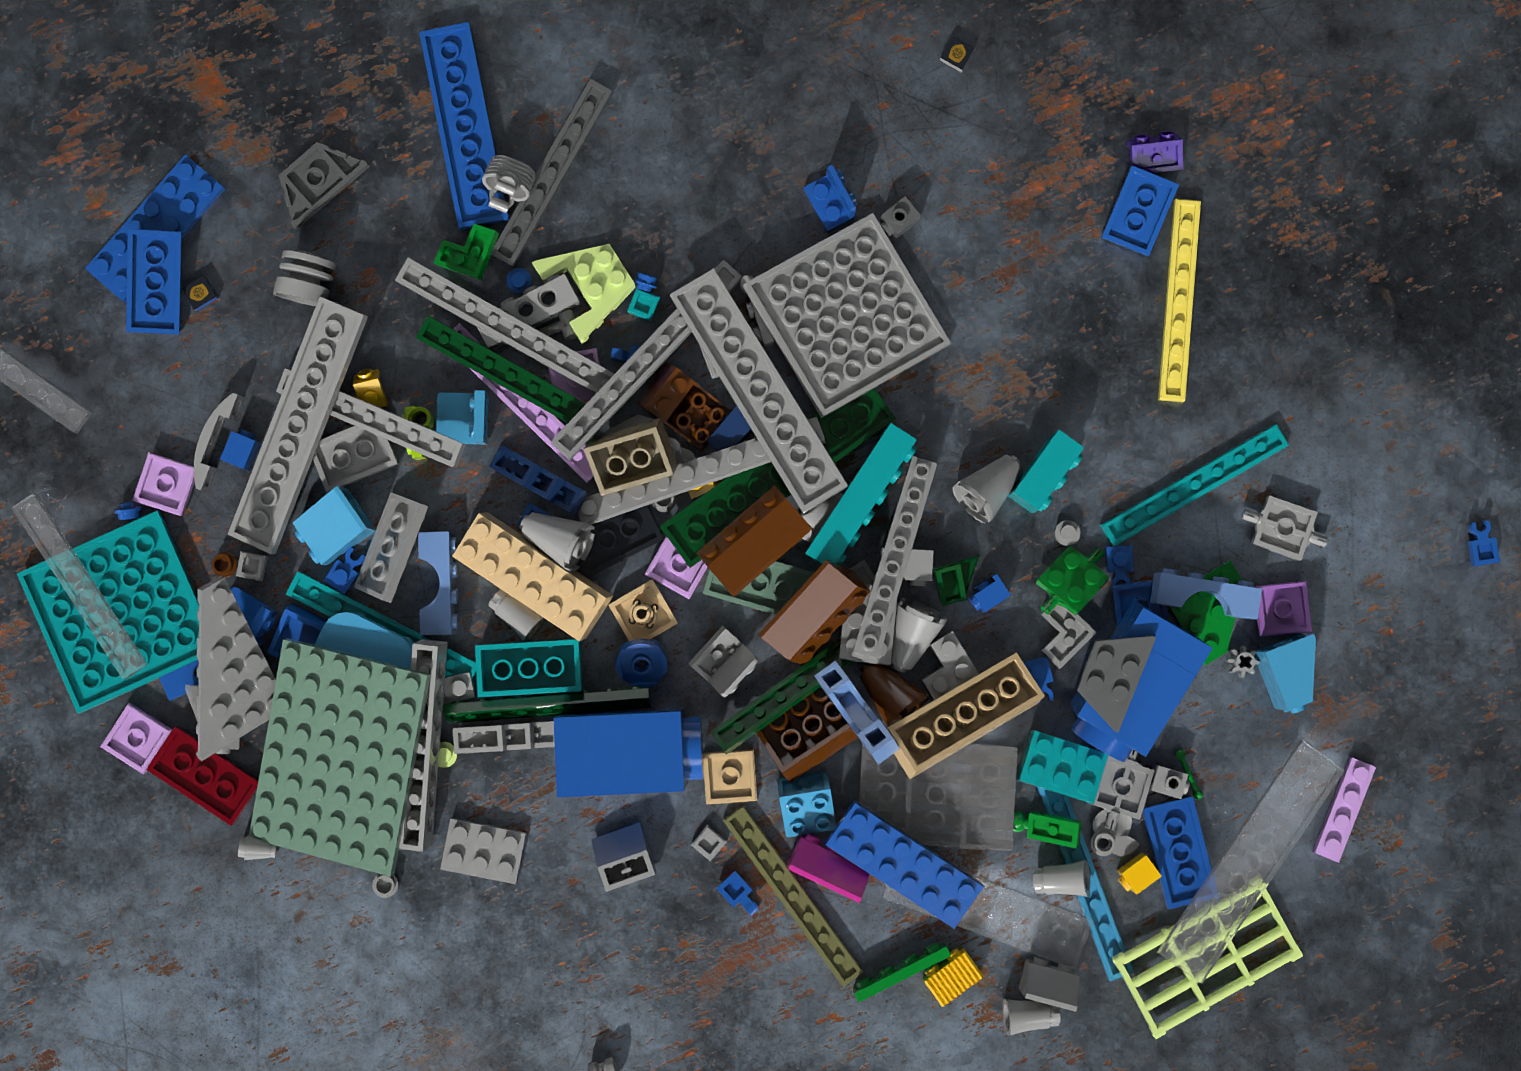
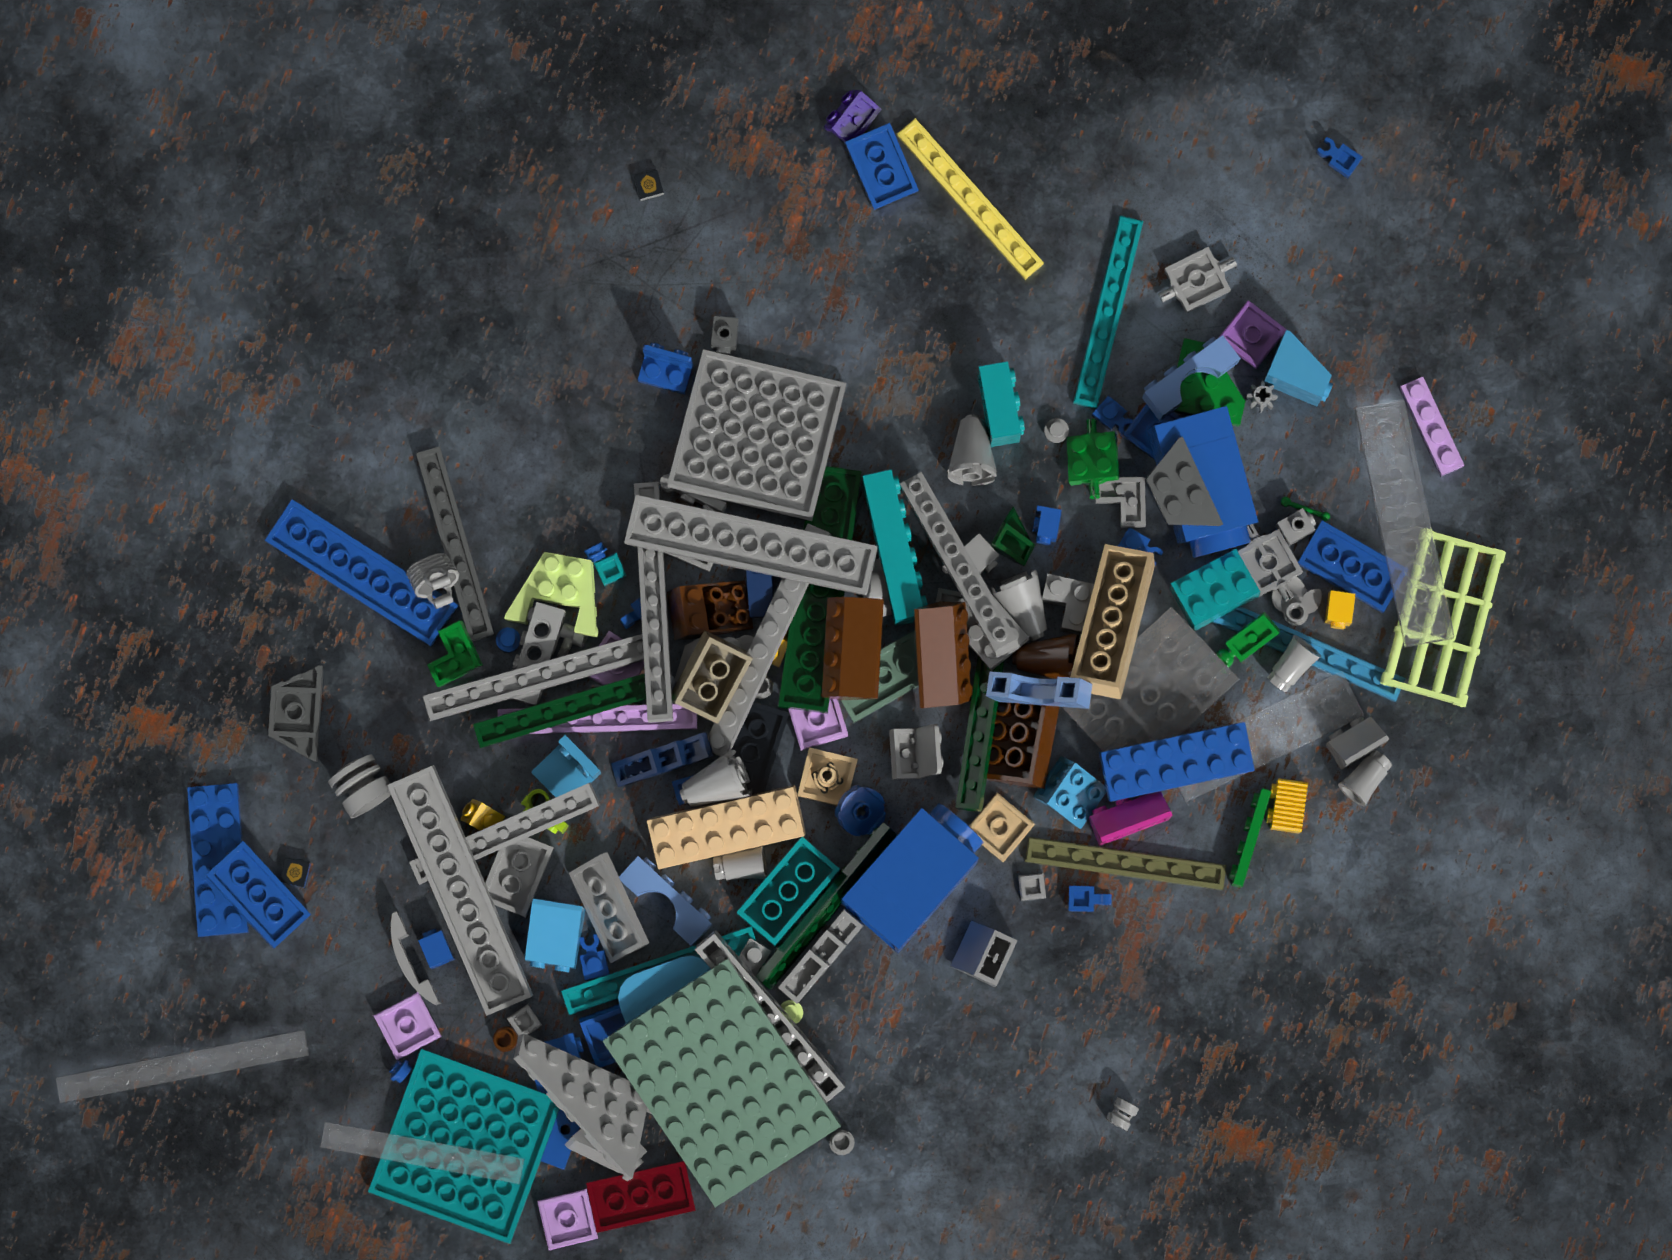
camera: 45 degrees left, 5 degrees down
(255, 848) = (726, 1209): light grey cone -> none
(483, 850) = (885, 1050): light grey plate -> none

